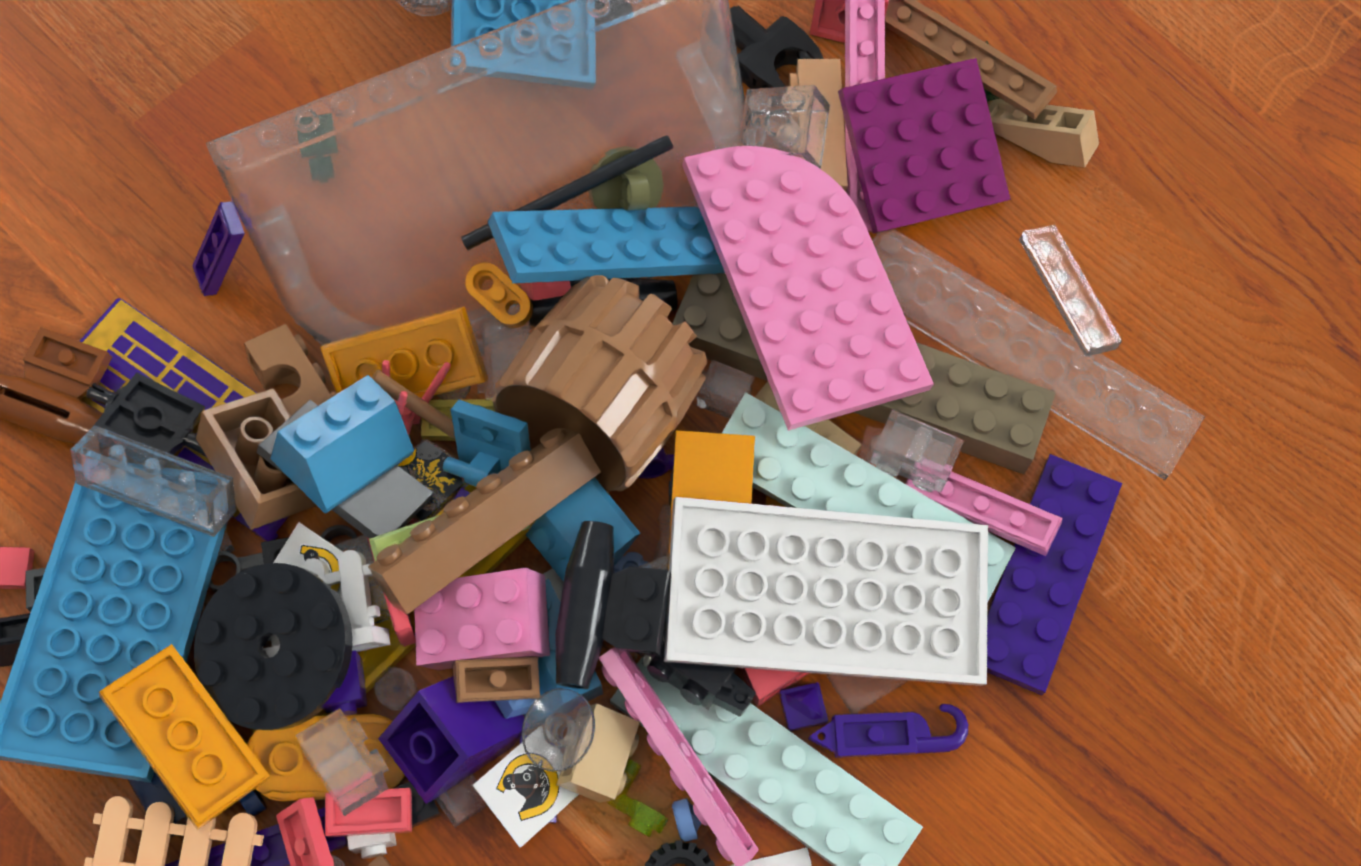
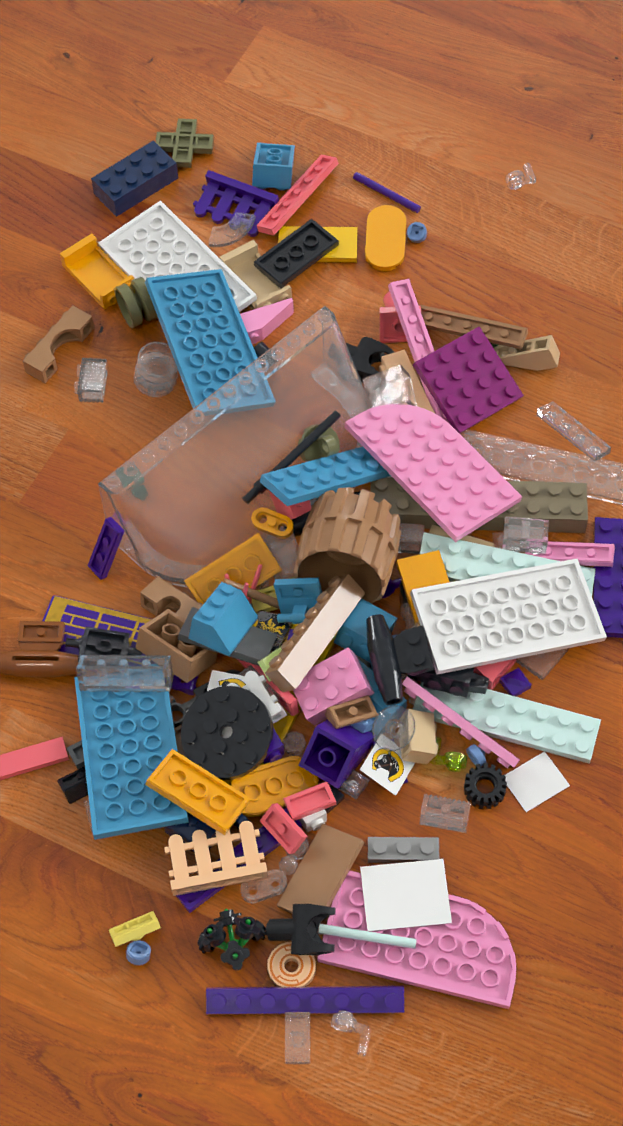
camera: 15 degrees left, 10 degrees down
(343, 761) = (287, 777): clear brick -> none
(888, 734) = (564, 680): dark purple plate -> none

